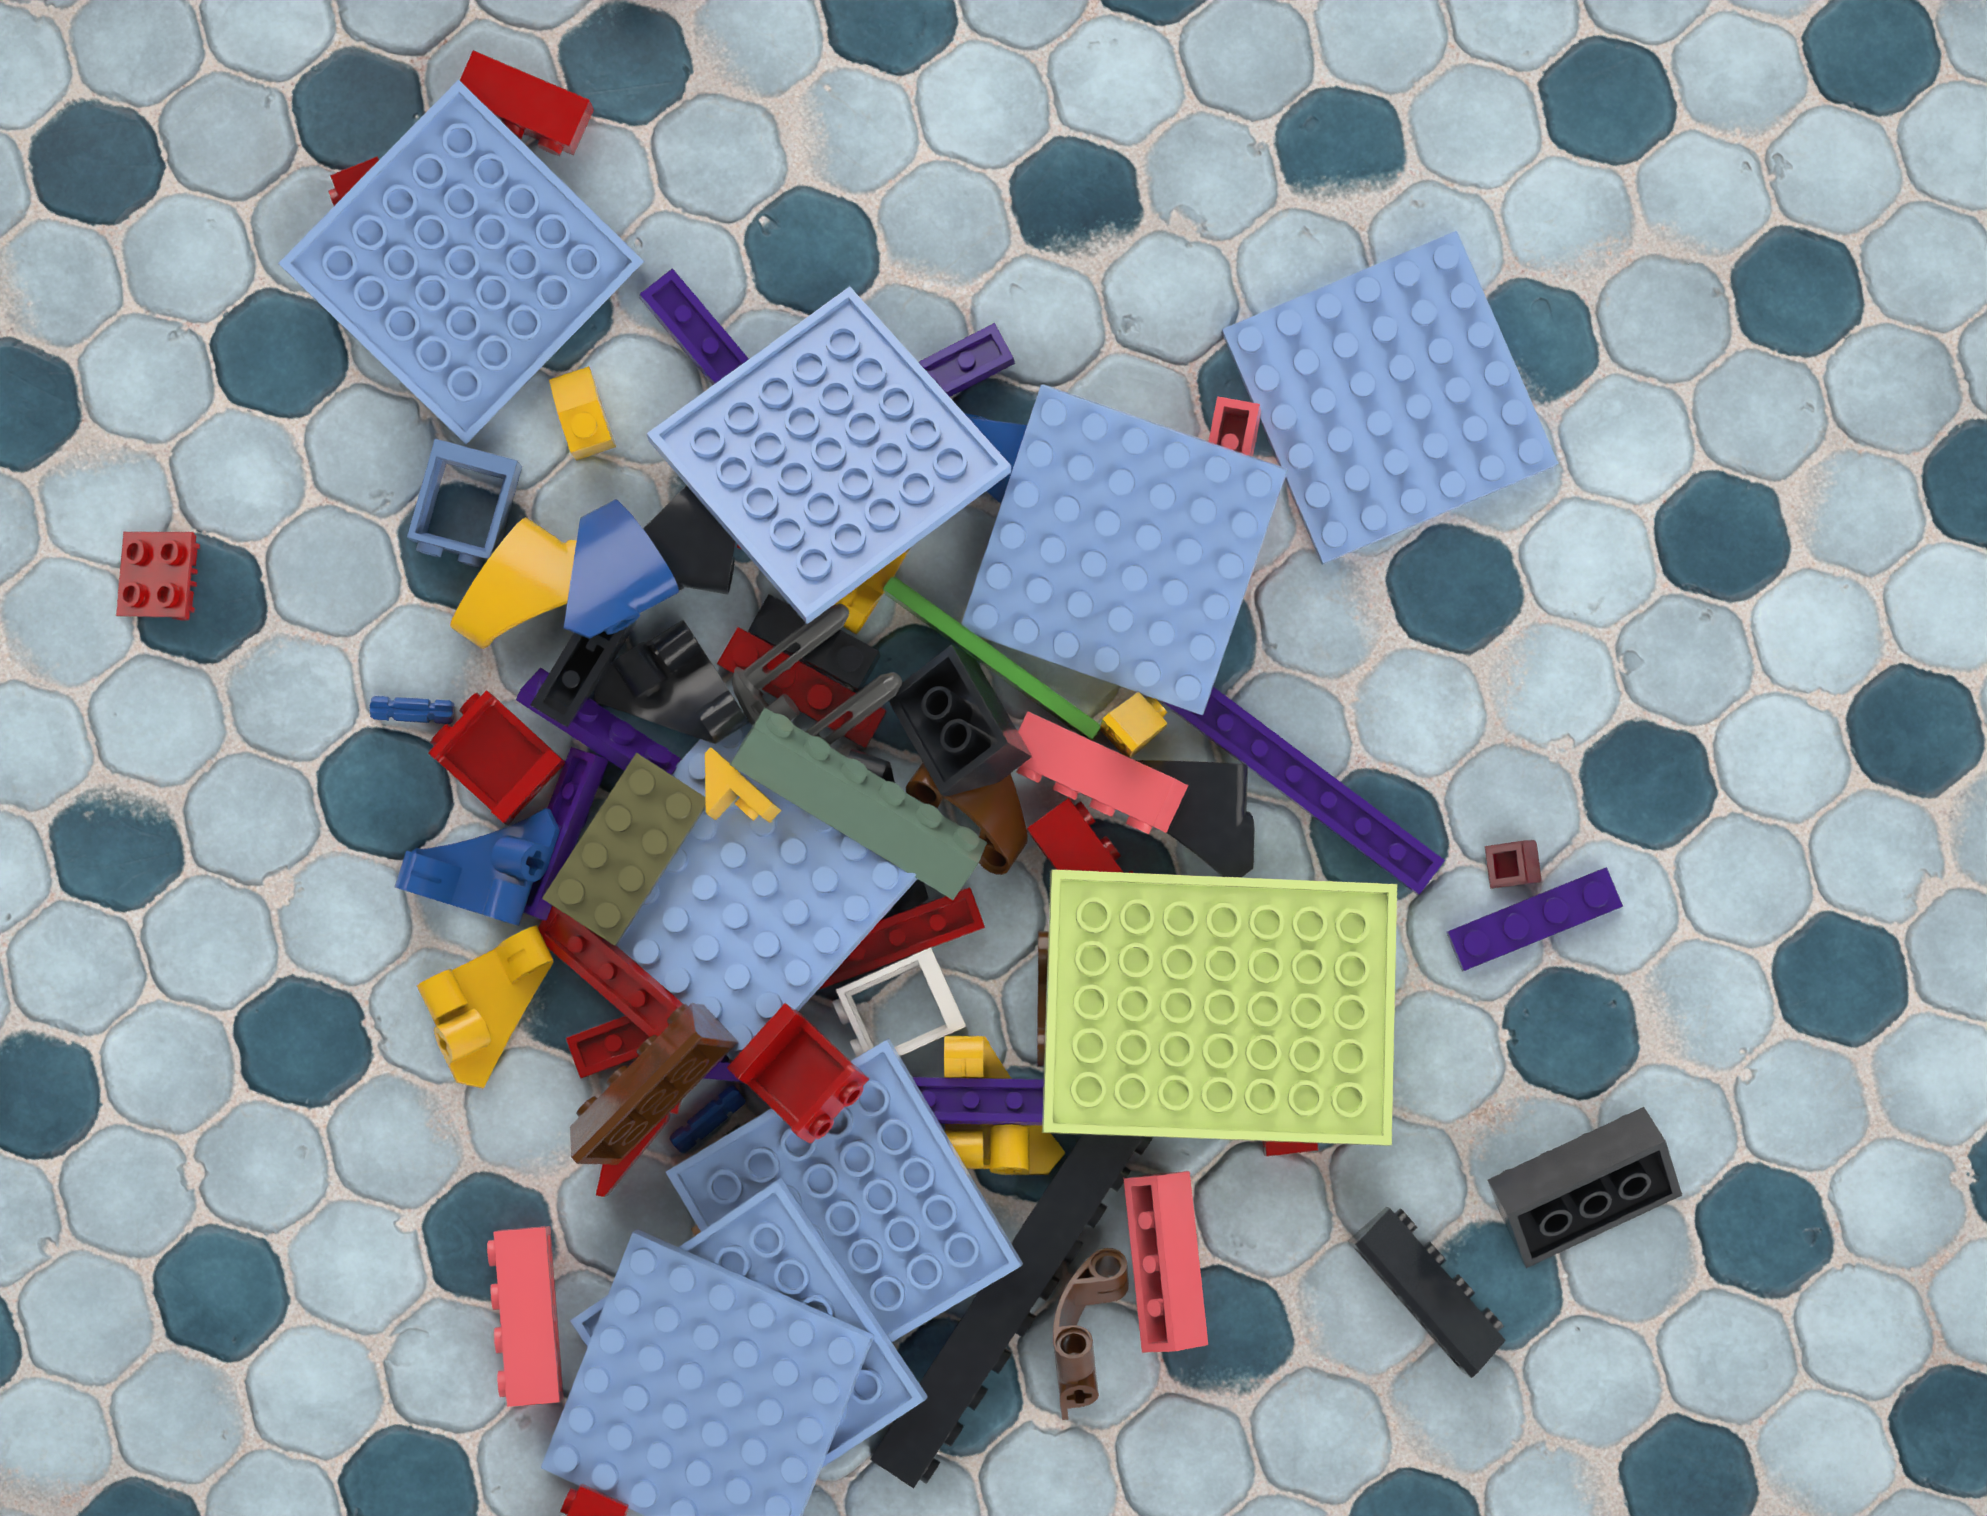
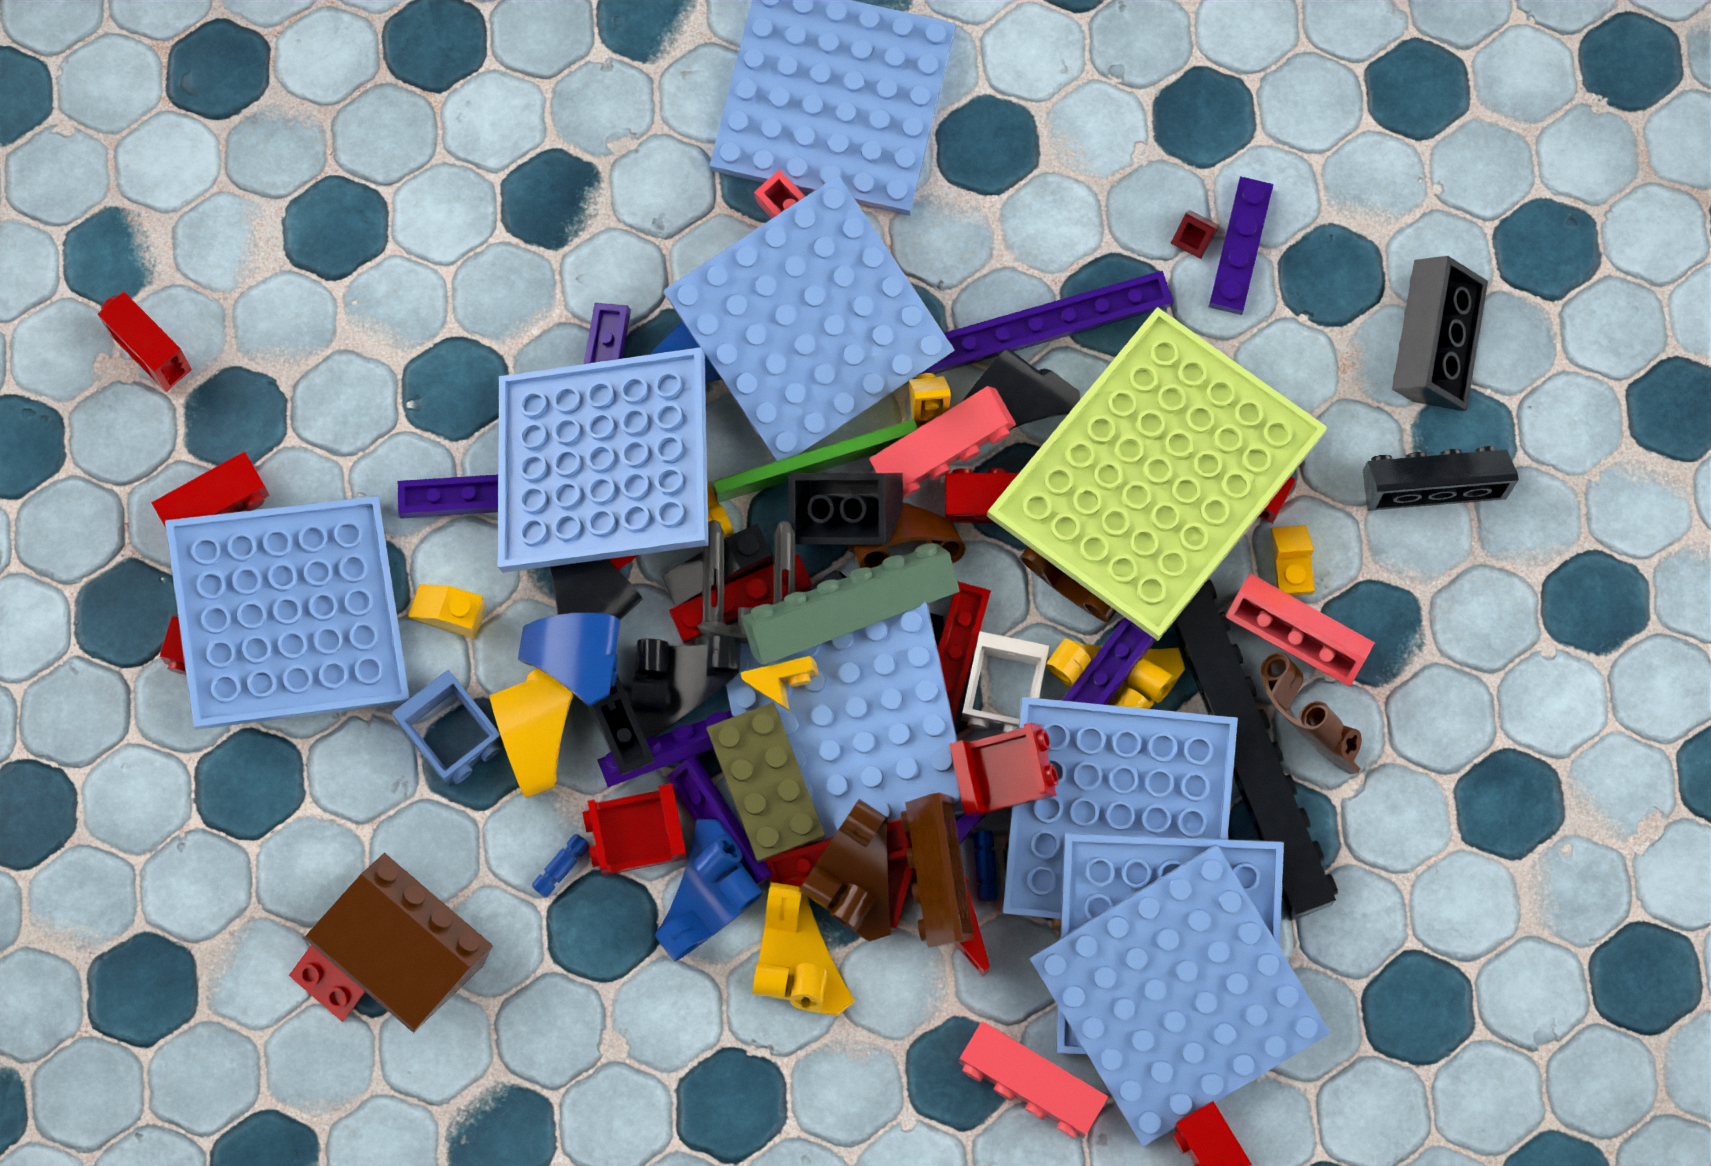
camera: 60 degrees left, 10 degrees down
(217, 615) = (399, 942): none -> reddish brown slope
(594, 1002) = (854, 874): none -> reddish brown panel
(1239, 1202) = (1292, 559): none -> yellow slope

